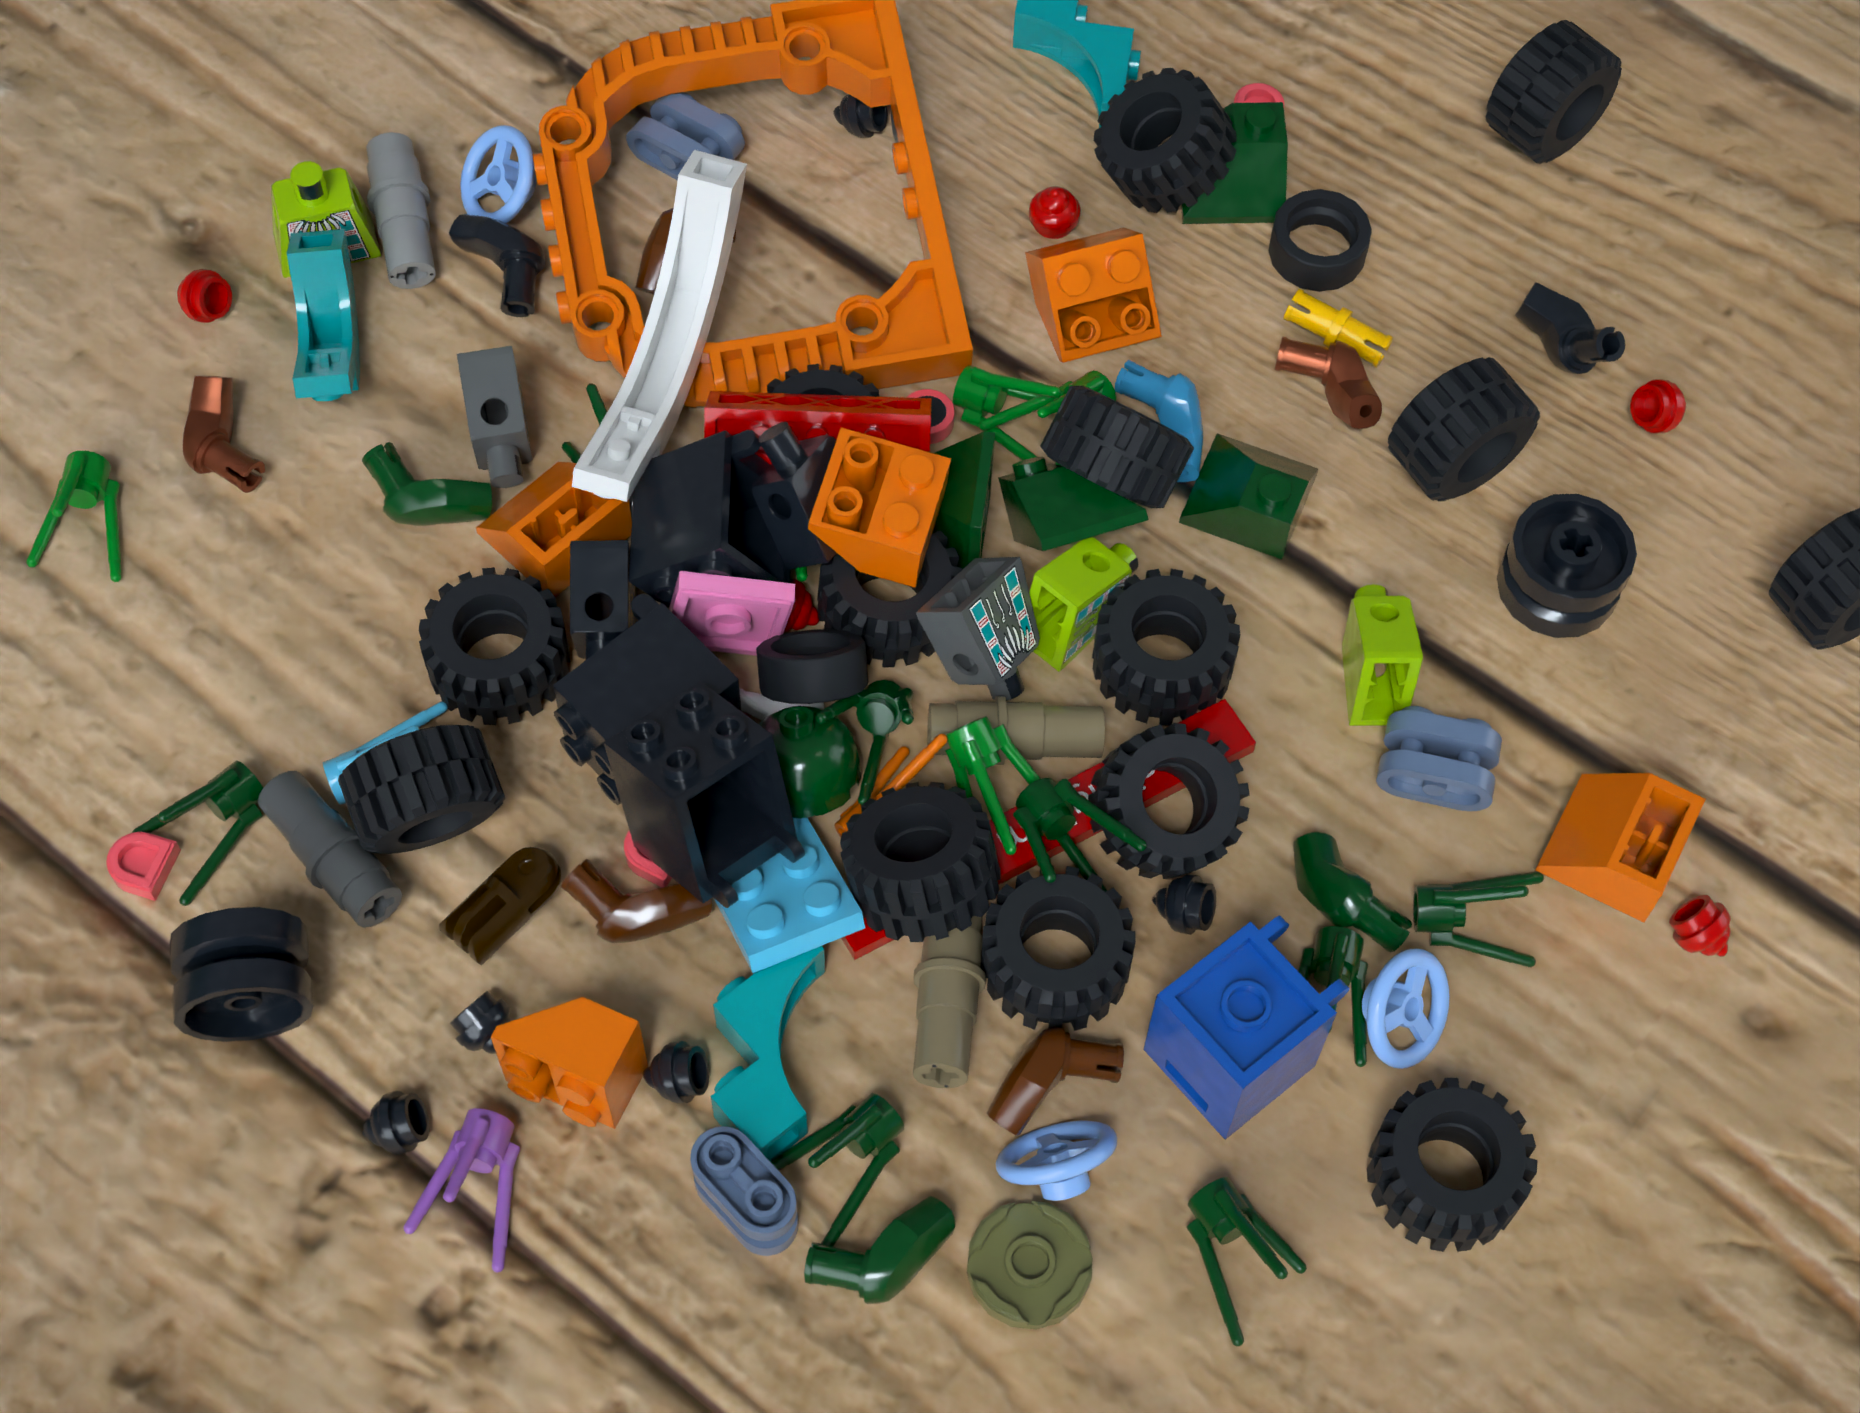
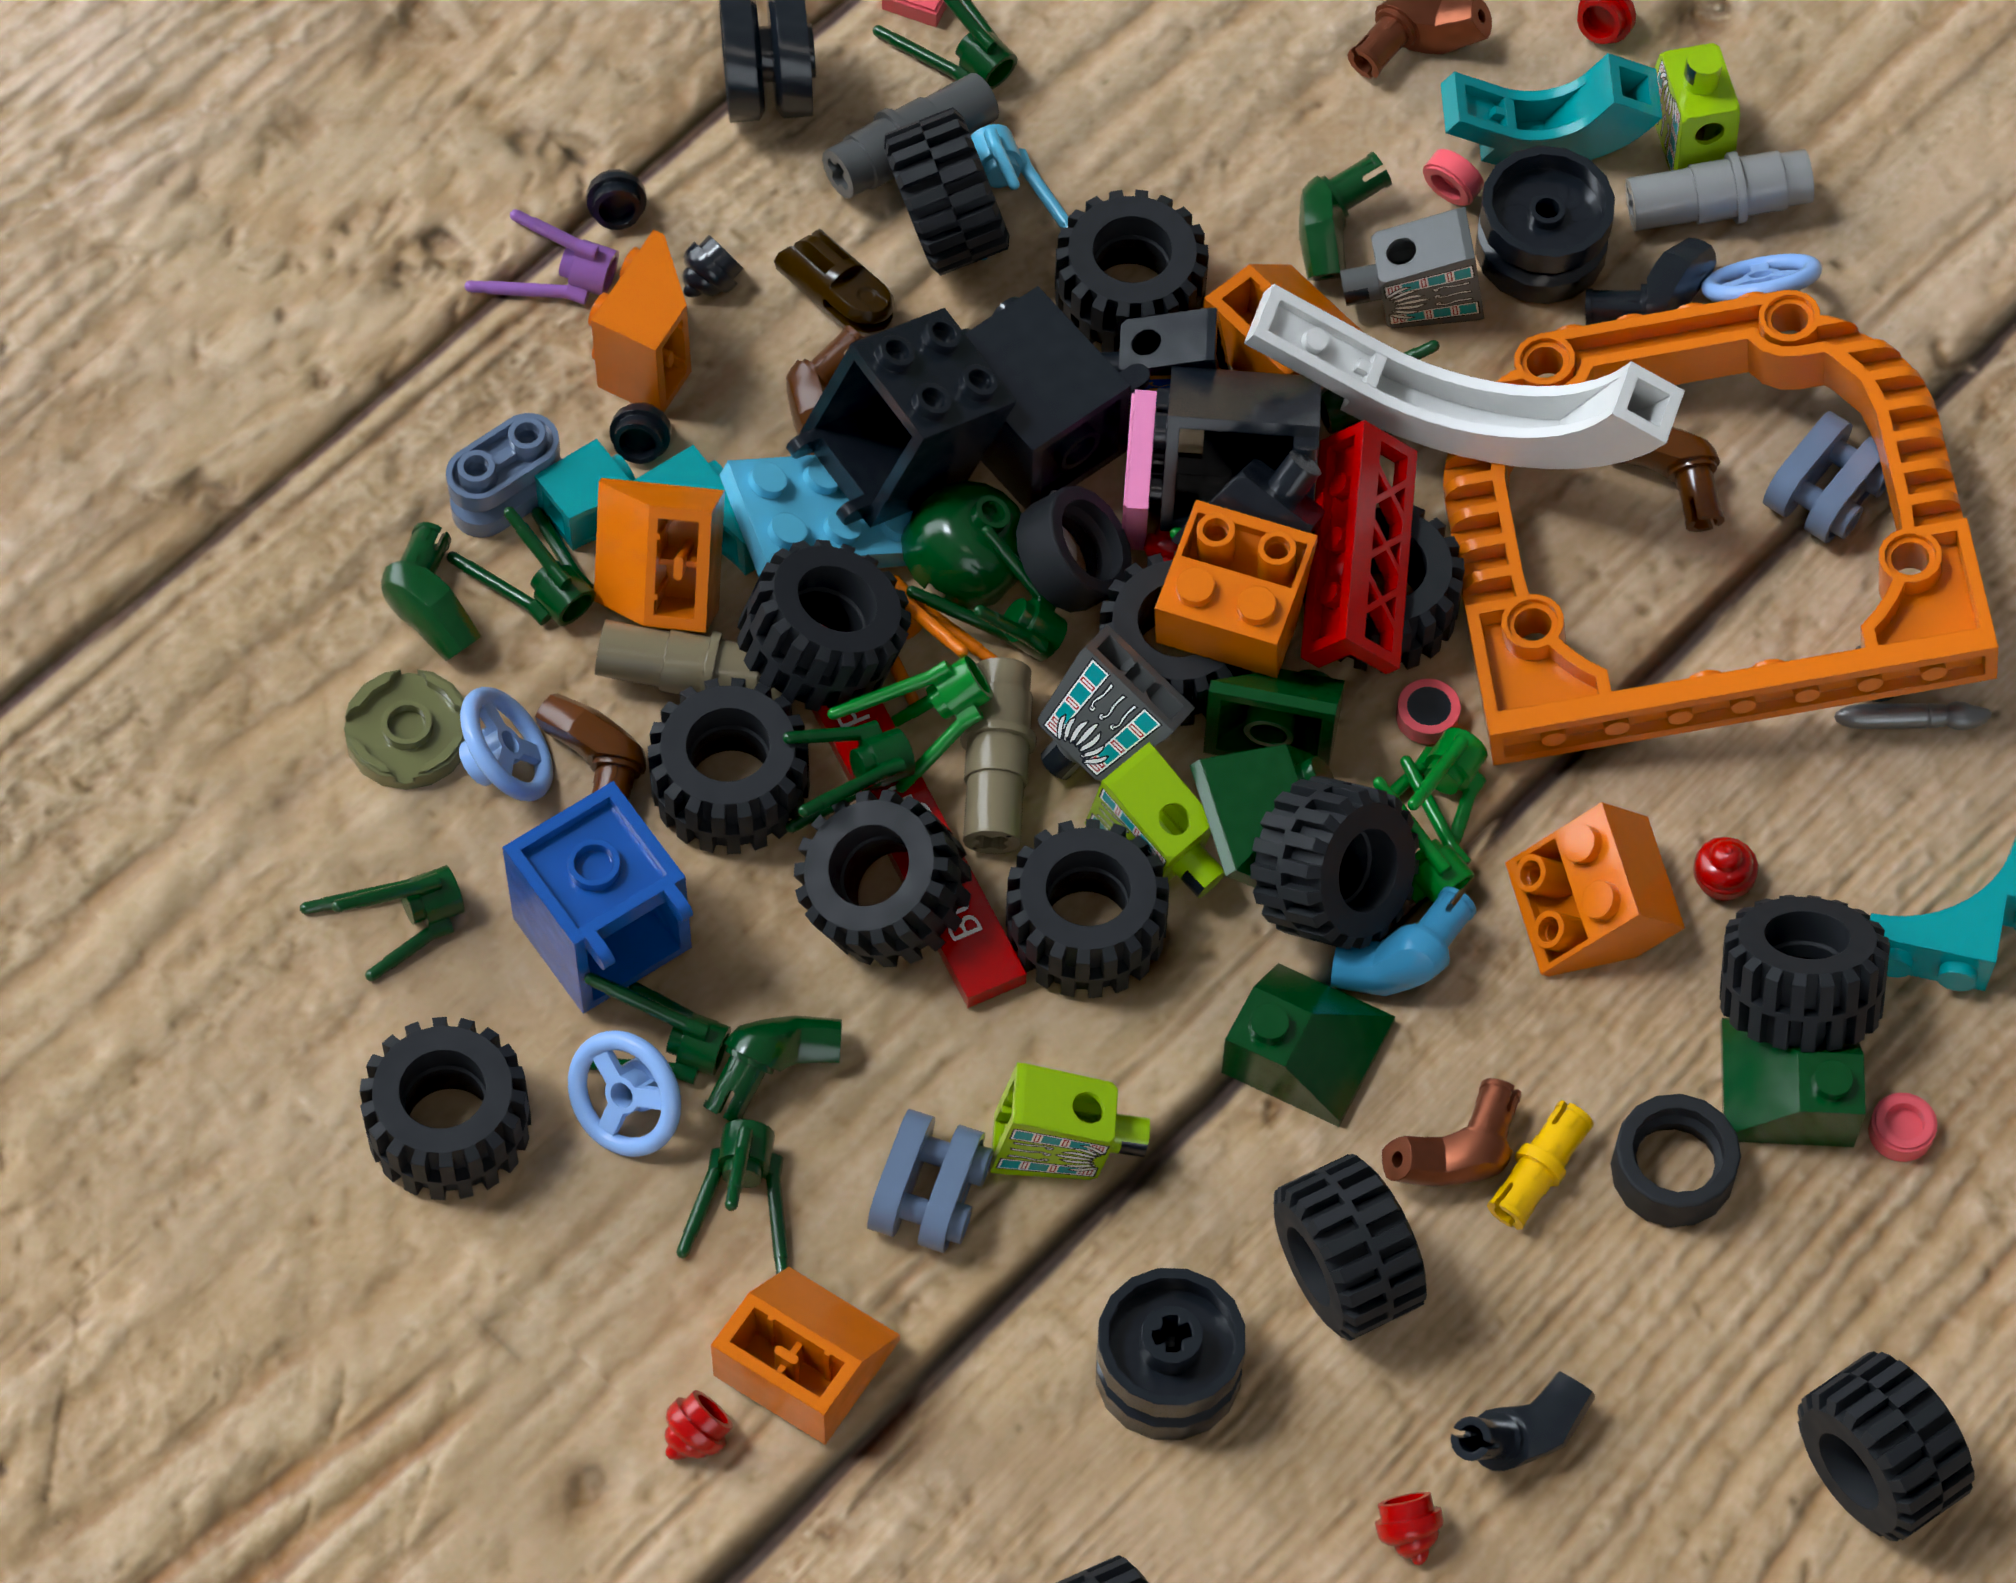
camera: 95 degrees right, 0 degrees up
(382, 404) = (1453, 177): none -> coral tile
(433, 315) = (1544, 224): none -> black wheel
(845, 1018) = (659, 553): none -> orange slope
(1187, 904) = (773, 907): black plate -> none

